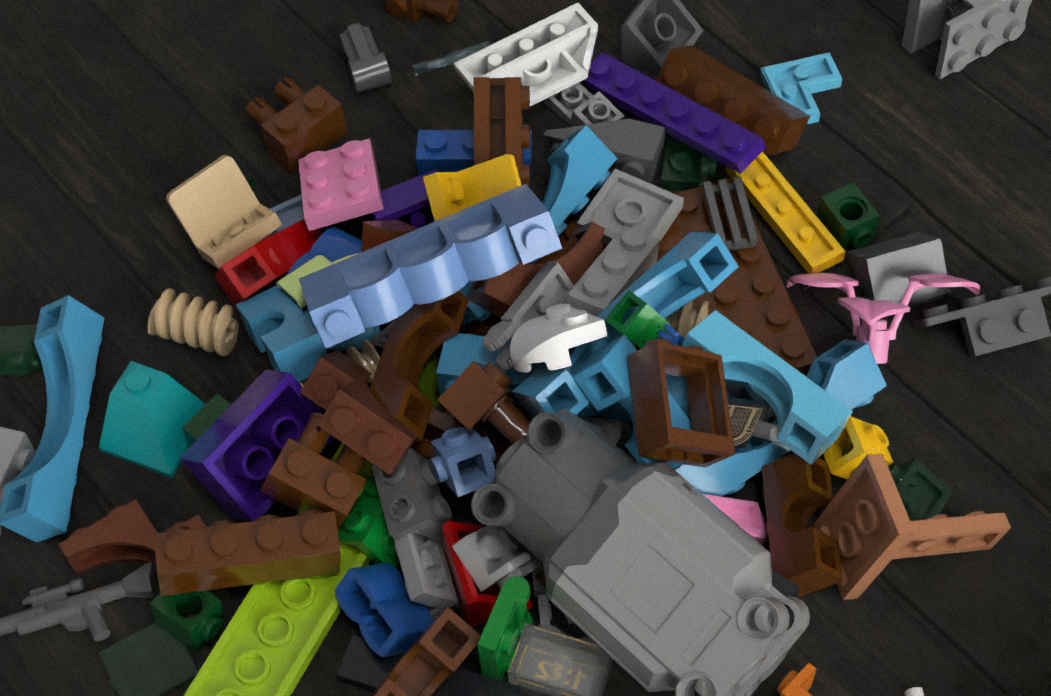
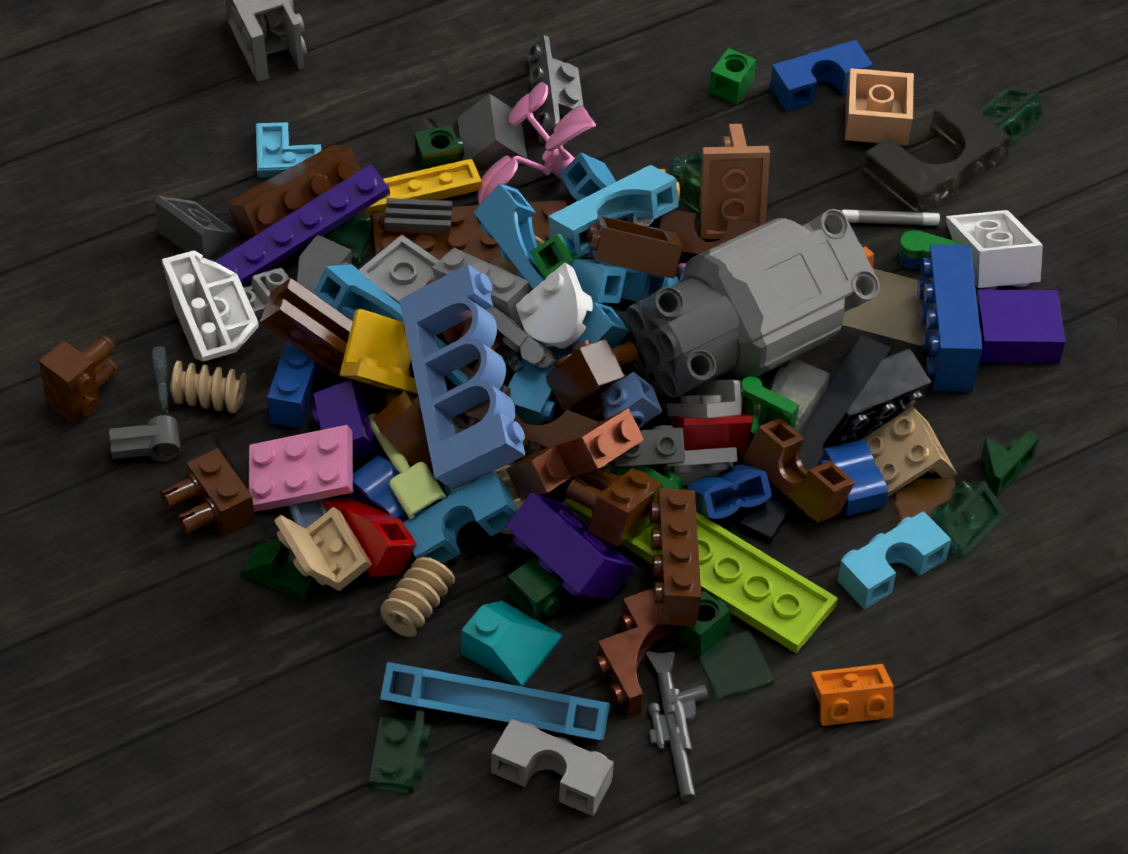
camera: 85 degrees left, 5 degrees down
(438, 89) = (207, 389): none -> tan piece

